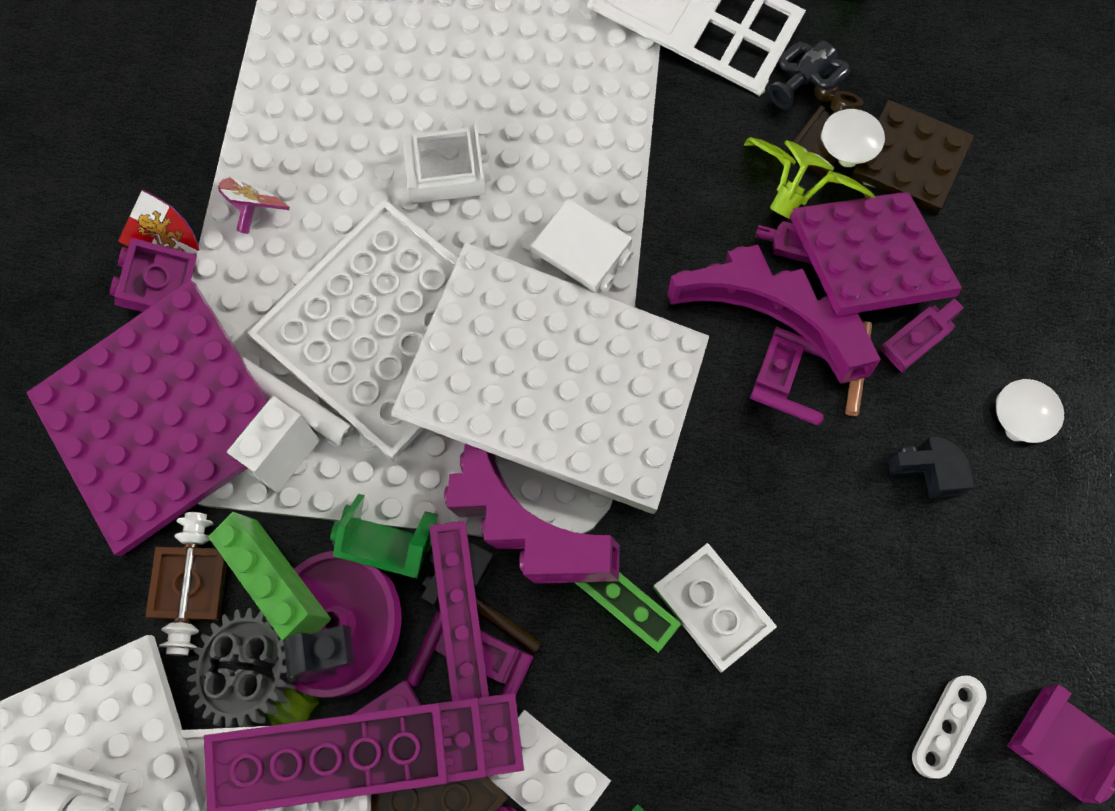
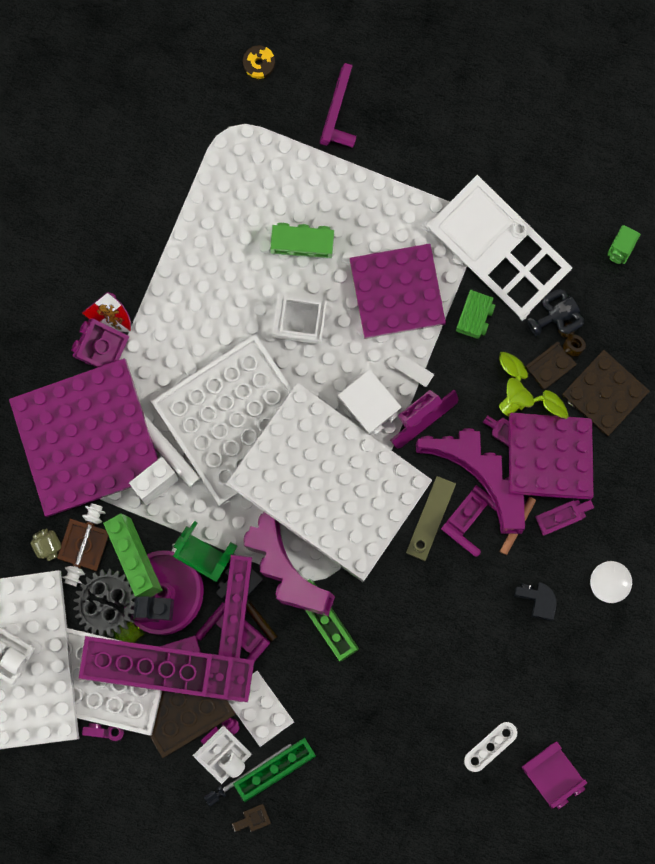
camera: 15 degrees right, 10 degrees up
(122, 599) = (46, 544): none -> olive head
(246, 198) = (170, 309): shield -> none
(419, 64) = (302, 240): none -> bright green brick
(574, 97) = (397, 291): none -> magenta plate
(631, 194) = (413, 370): none -> white sticker
(665, 246) = (422, 414): none -> magenta plate
(693, 100) = (475, 314): none -> bright green brick
(714, 607) = (381, 644): white plate -> none
(725, 394) = (430, 518): none -> olive piece
(853, 136) = (567, 372): white dish -> none

